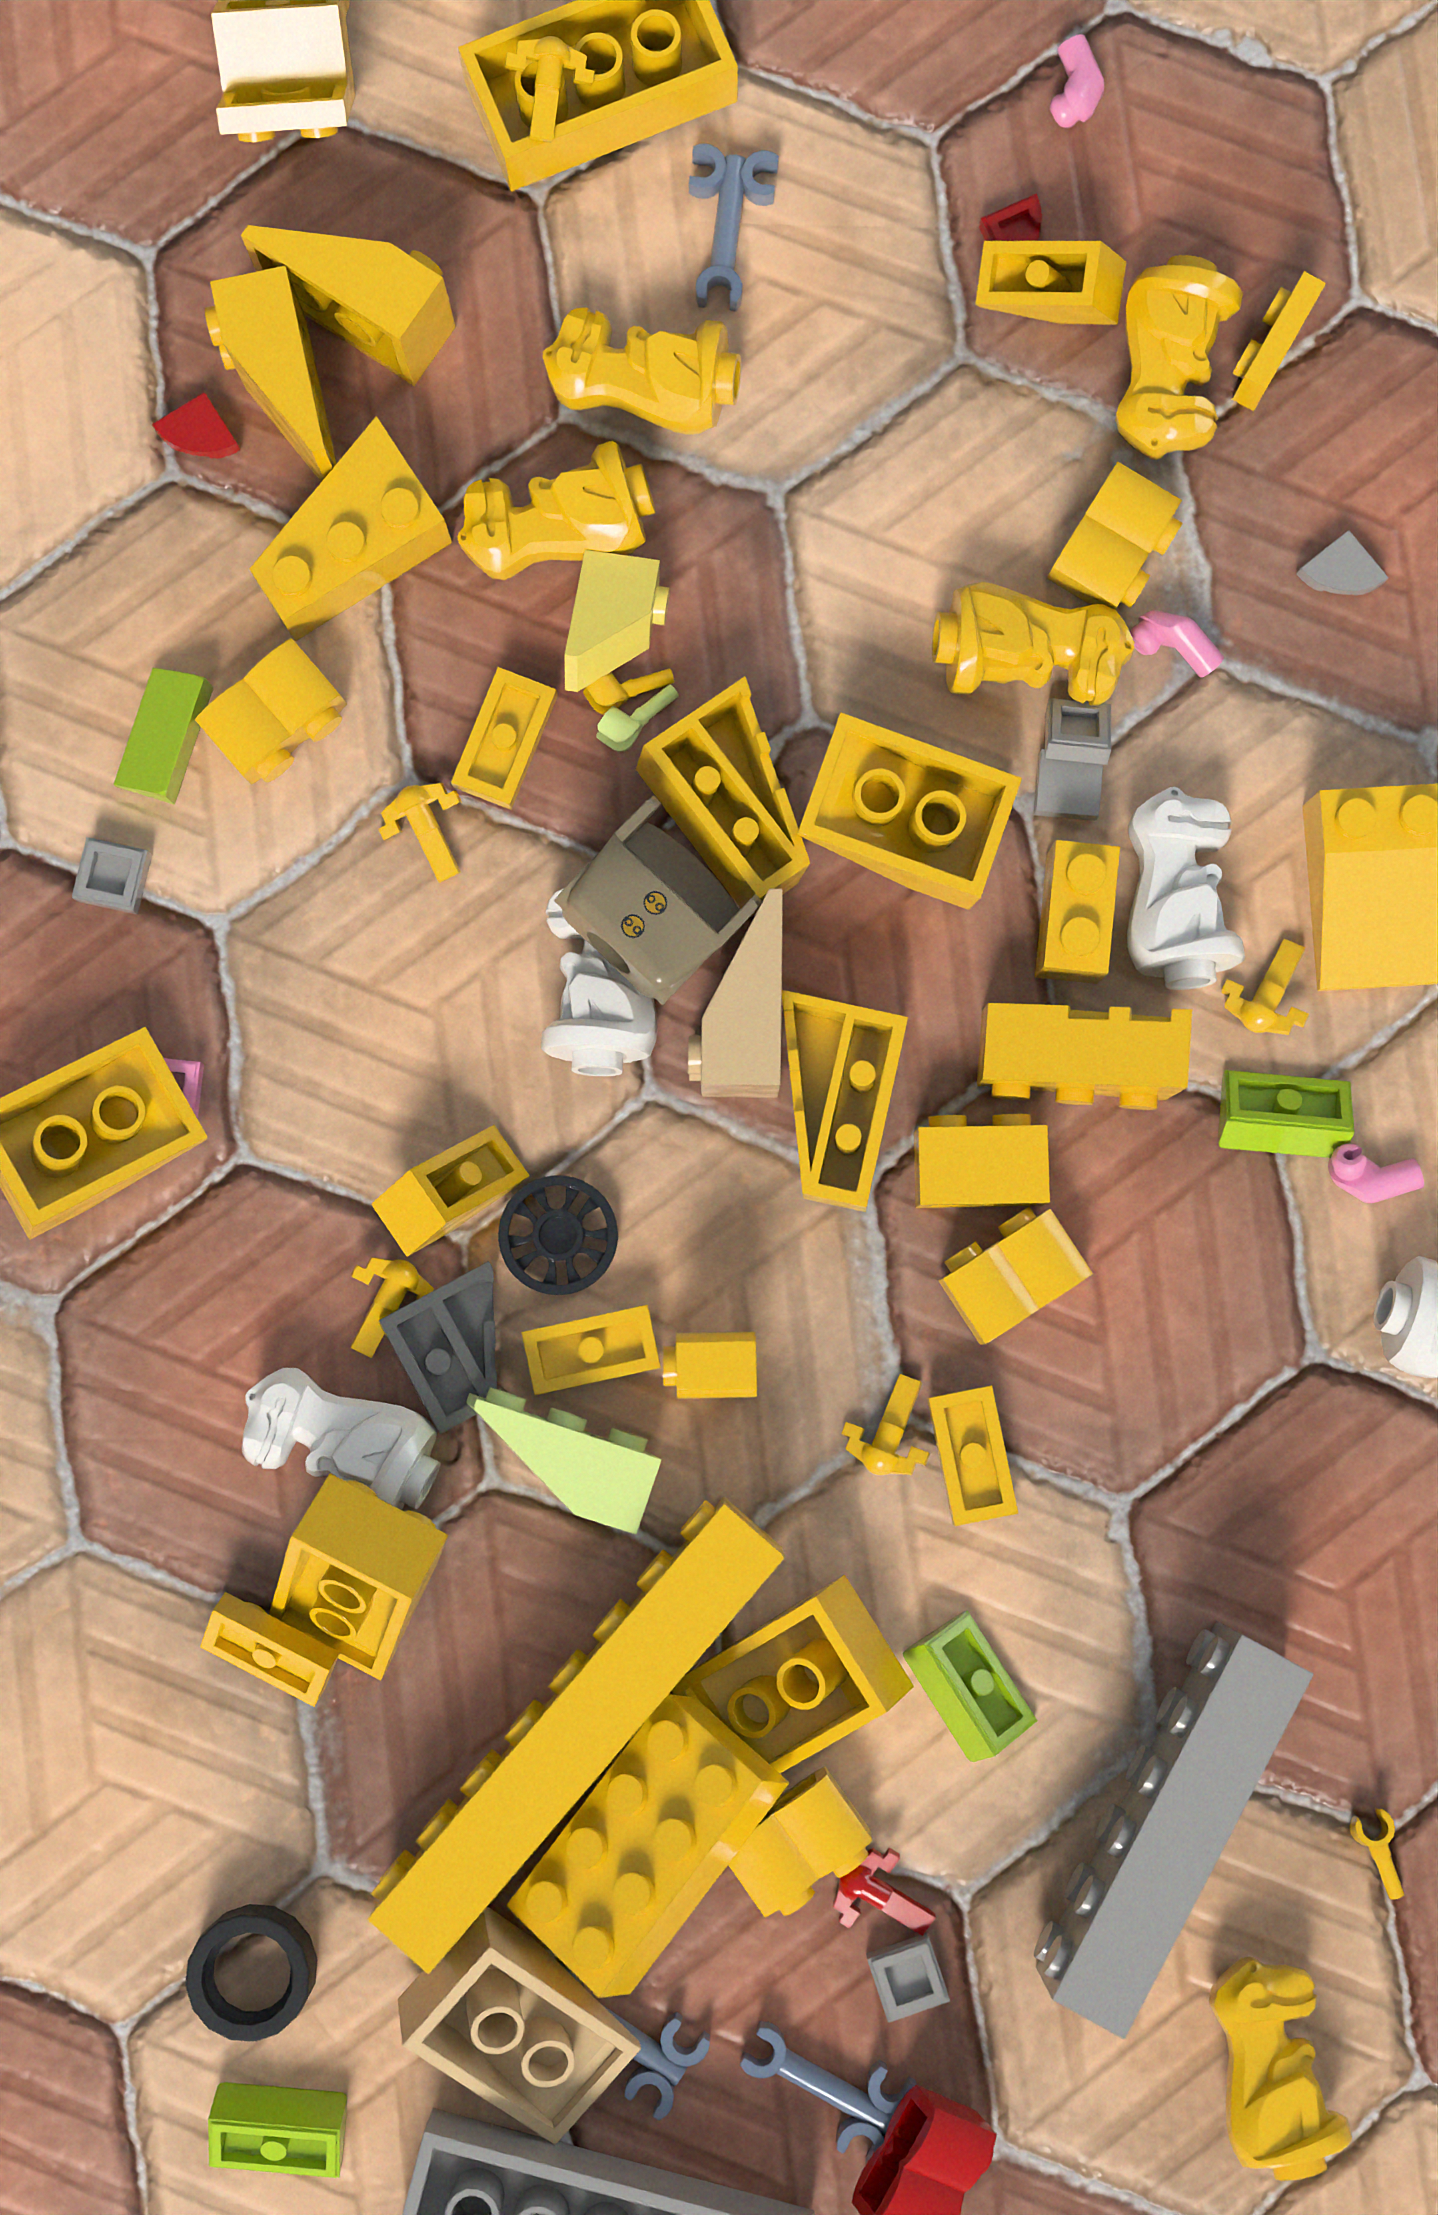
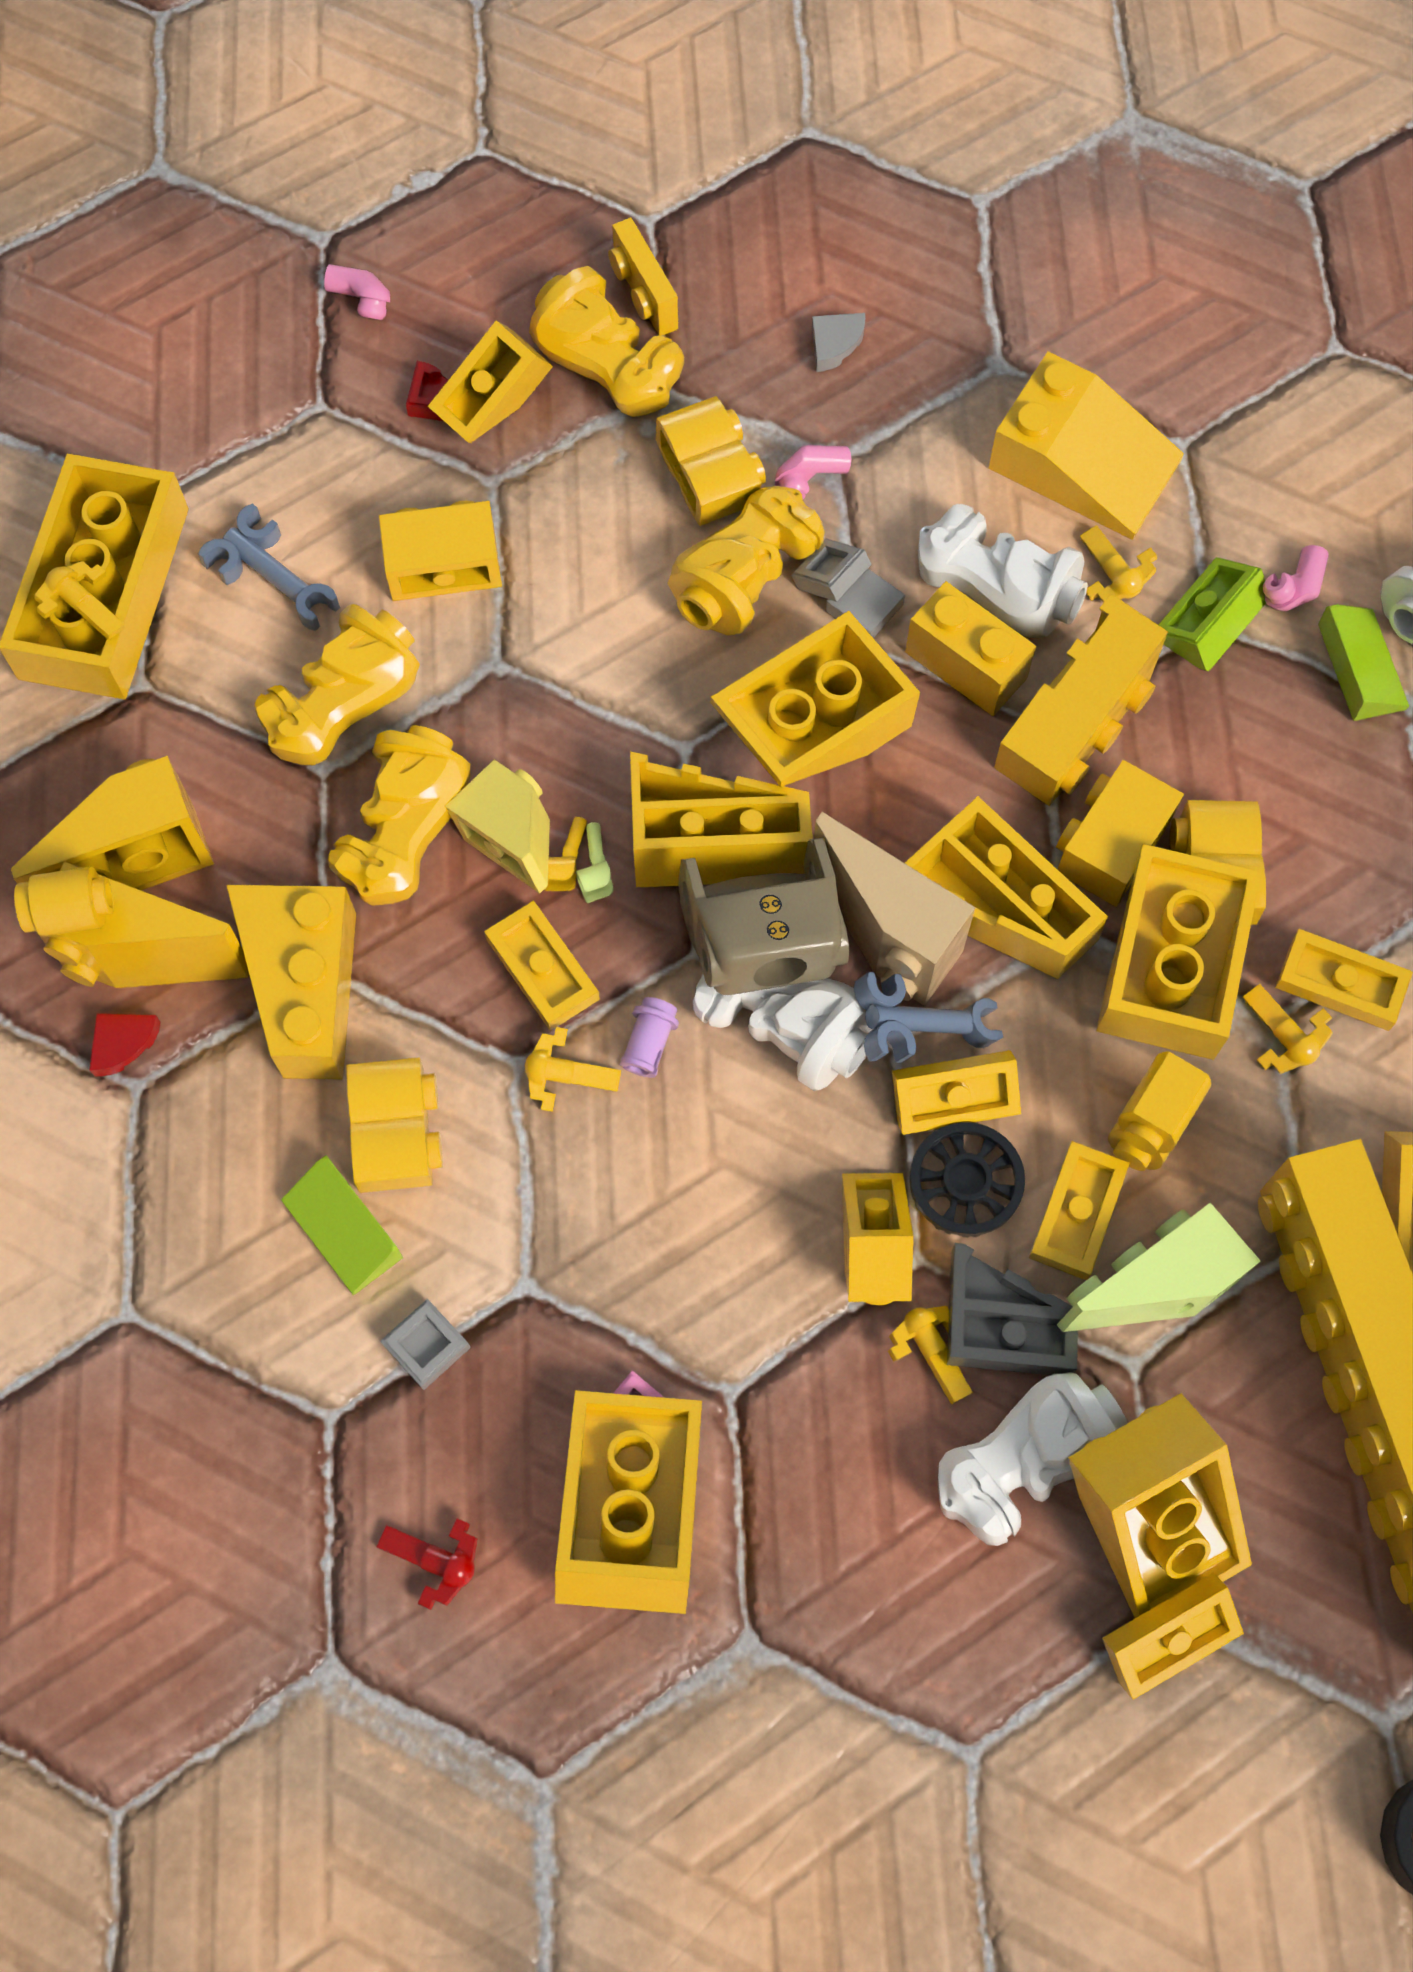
camera: 55 degrees left, 15 degrees down
(237, 295) = (63, 901): none -> yellow brick
(502, 876) = (649, 1036): none -> lavender pin
(627, 1176) = (956, 1092): none -> yellow plate
(640, 1074) = (895, 1022): none -> sand blue bar
(847, 359) = (440, 550): none -> yellow brick
(890, 1290) = (1180, 952): none -> yellow slope
(1327, 1287) = (1362, 661): none -> lime slope

